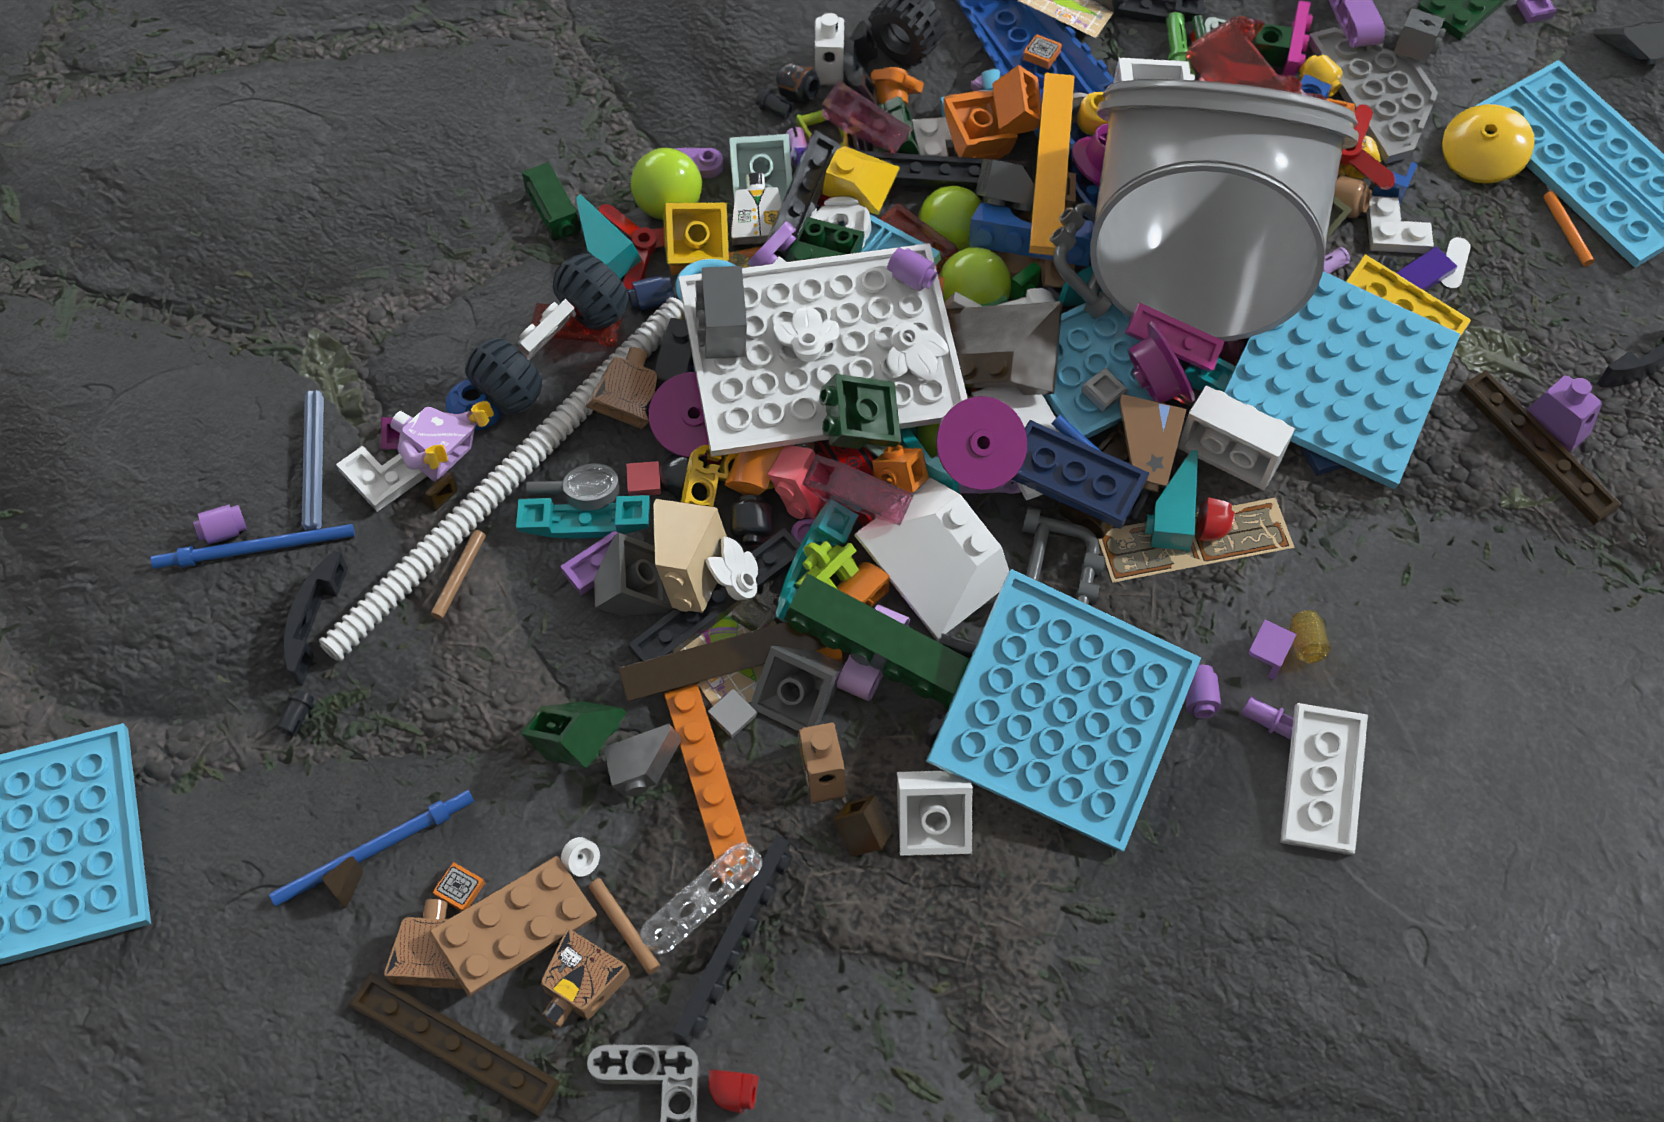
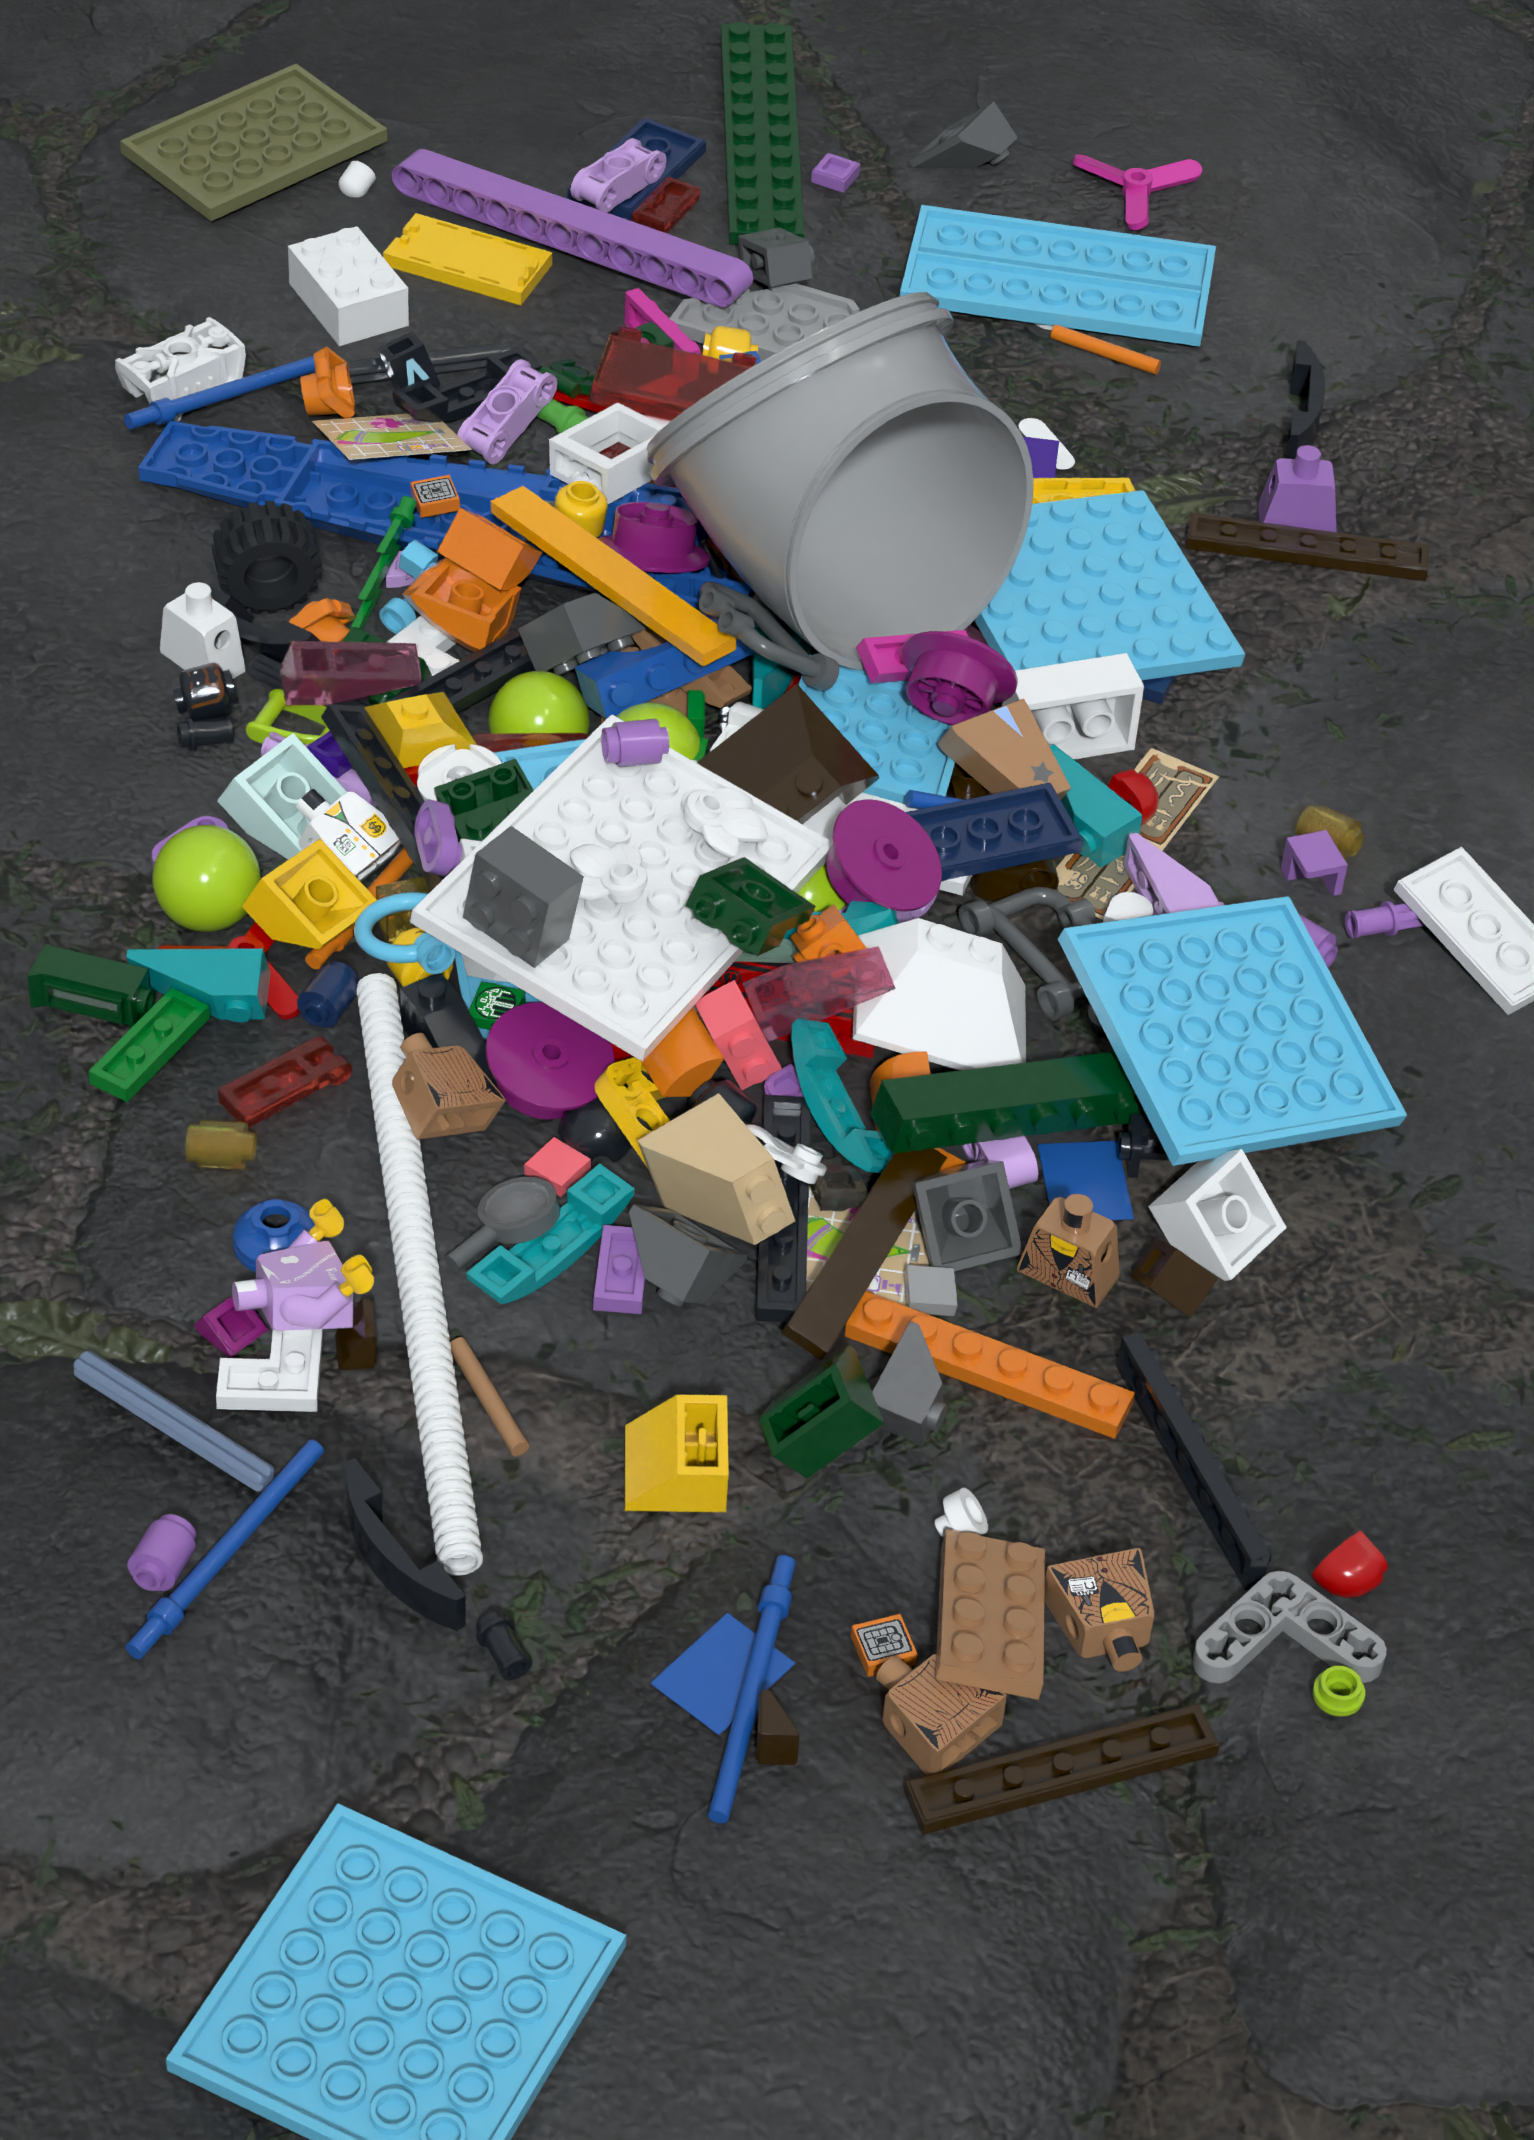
camera: 50 degrees left, 15 degrees down
(369, 817) = (712, 1671): none -> blue sticker
(489, 693) = (678, 1456): none -> yellow slope
(501, 326) = (220, 1144): none -> clear yellow brick
(538, 253) = (149, 1044): none -> green plate
(587, 293) = (295, 1024): black plate -> none
(624, 926) = (1074, 1539): medium nougat bar -> none
(705, 902) = (1117, 1446): clear beam -> none
(826, 560) = (855, 1088): lime hips -> none
(897, 725) = (1090, 1171): none -> blue sticker
(976, 66) = (401, 518): none -> green piece
(1104, 389) = (914, 746): light grey tile -> none
(1124, 588) = (1128, 906): none -> white tile
(1146, 28) = (507, 411): none -> lavender piece
(1158, 601) = (1164, 880): none -> lavender slope
(1488, 156) = (977, 312): yellow dish -> none

